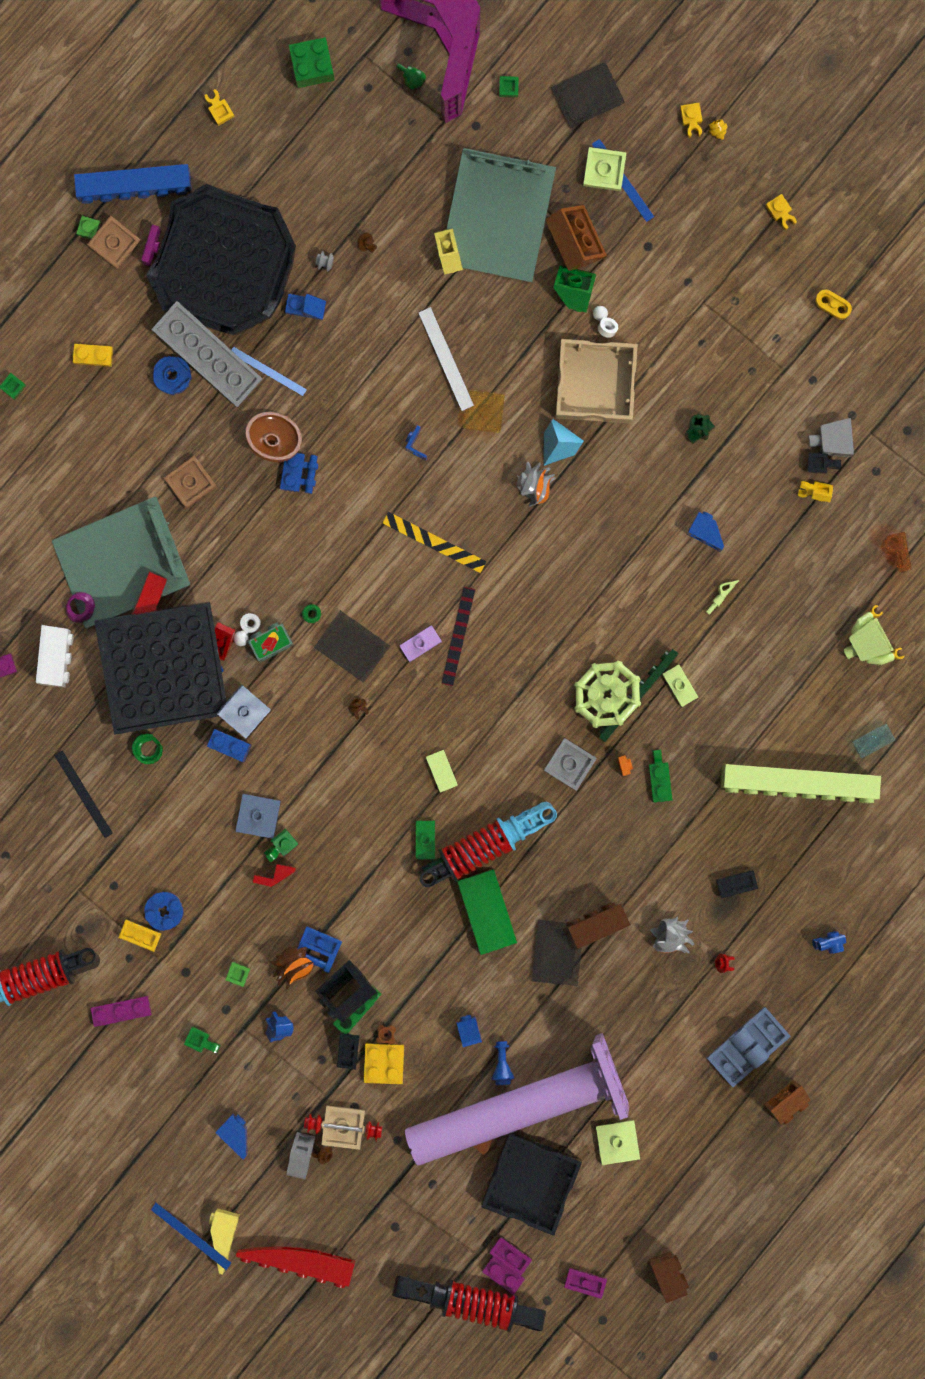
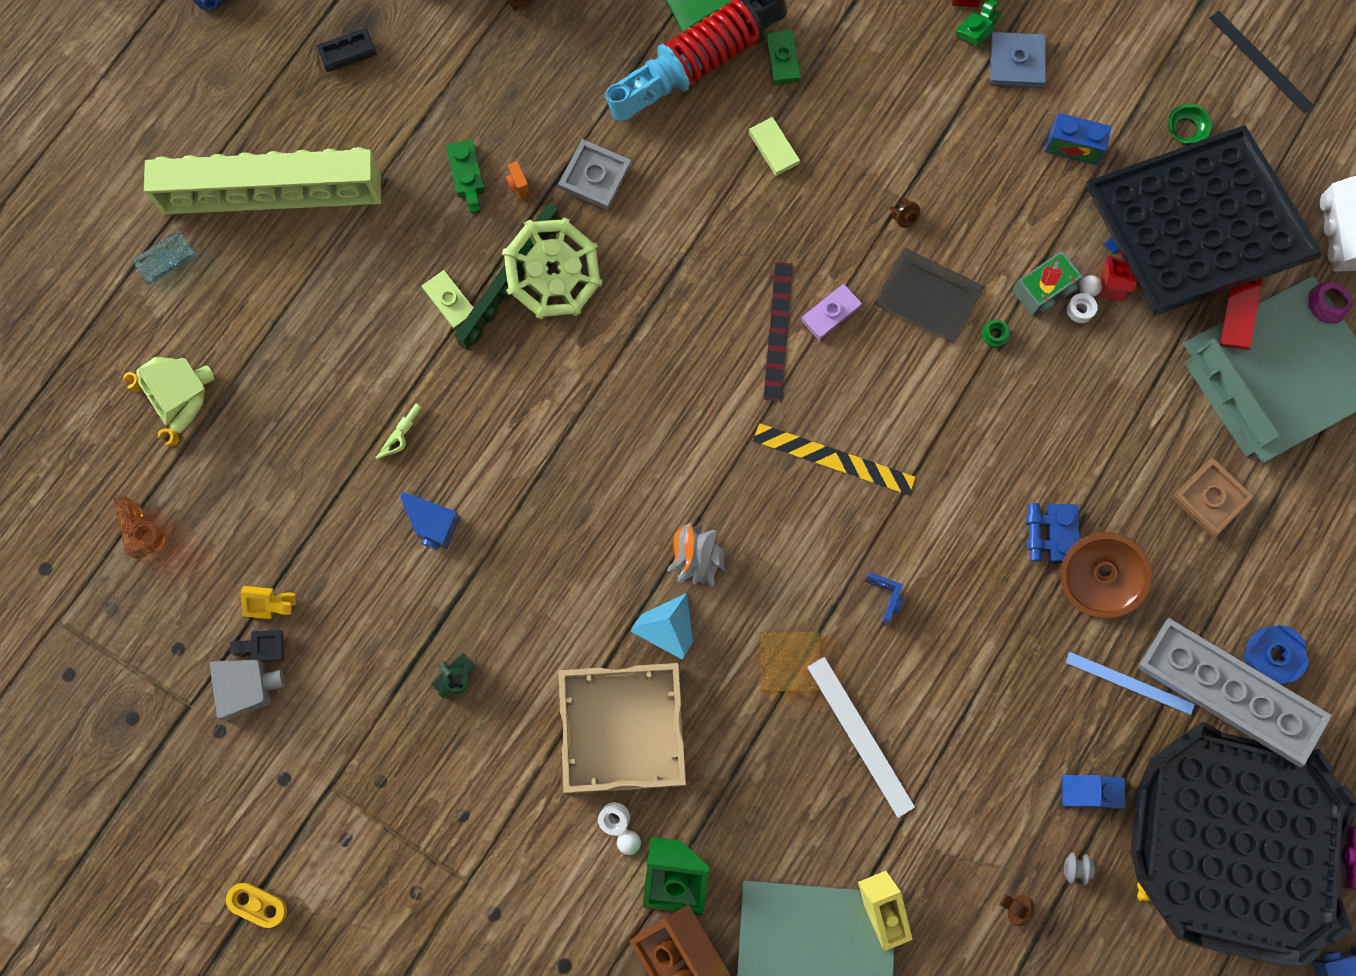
camera: 170 degrees right, 10 degrees down
(243, 711) = (1067, 187): plate -> none

